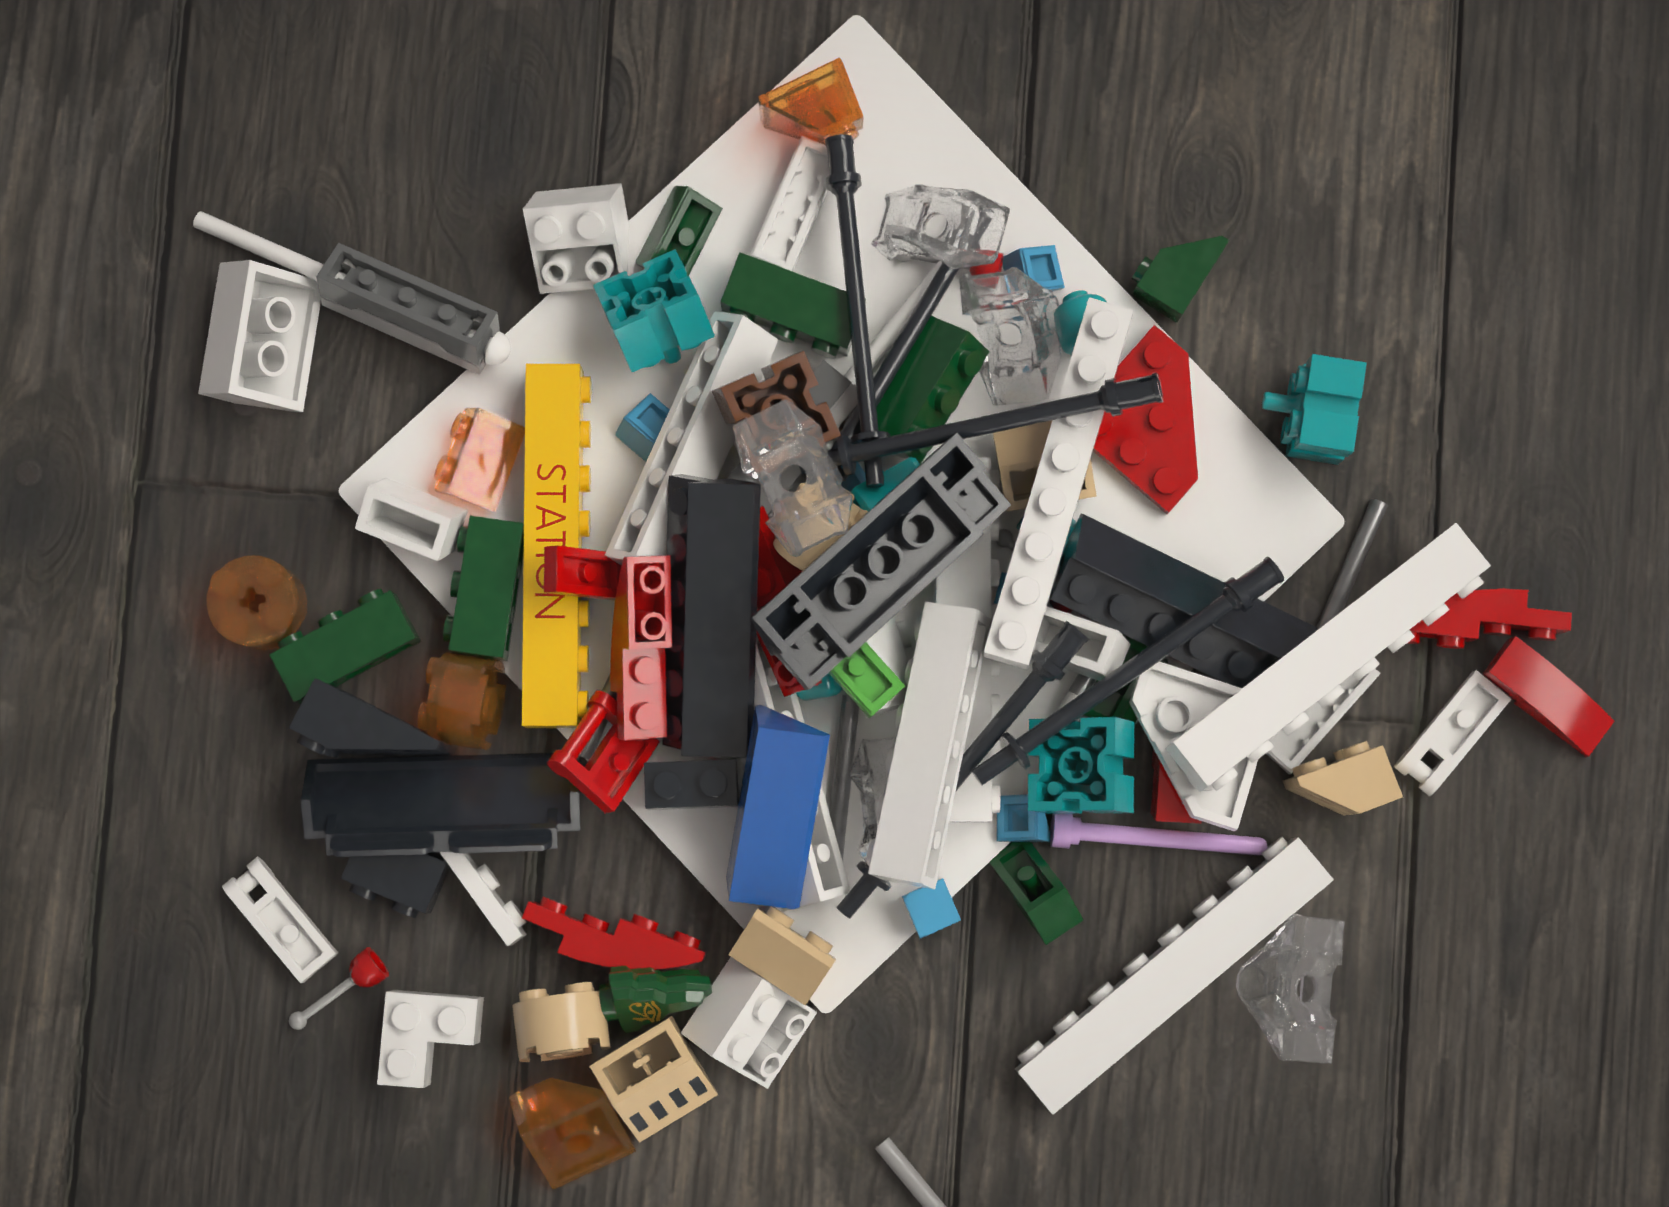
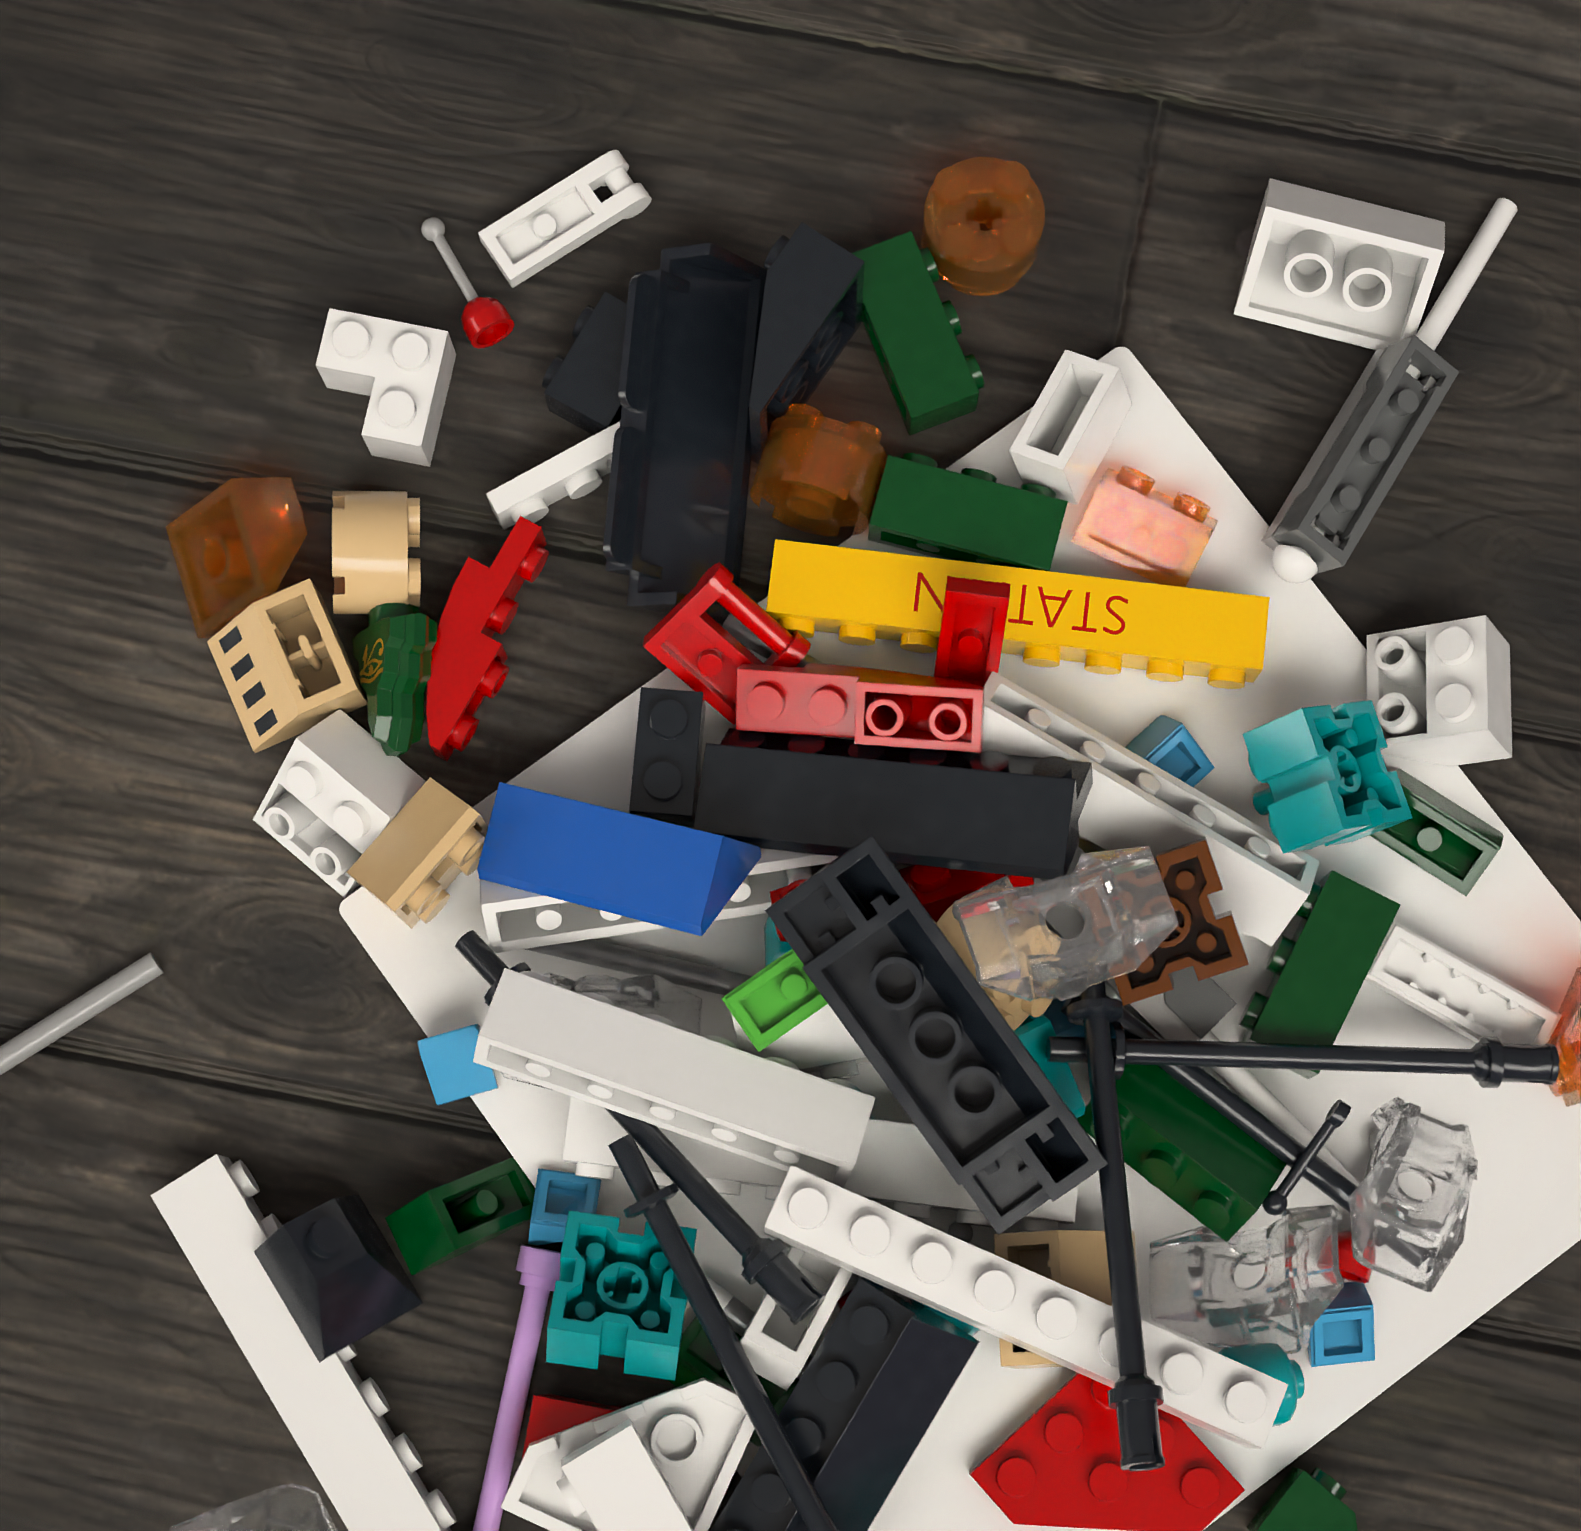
camera: 100 degrees right, 5 degrees down
(897, 283) = (1276, 1200): none -> black hinge
(1091, 972) = (337, 1275): none -> black slope

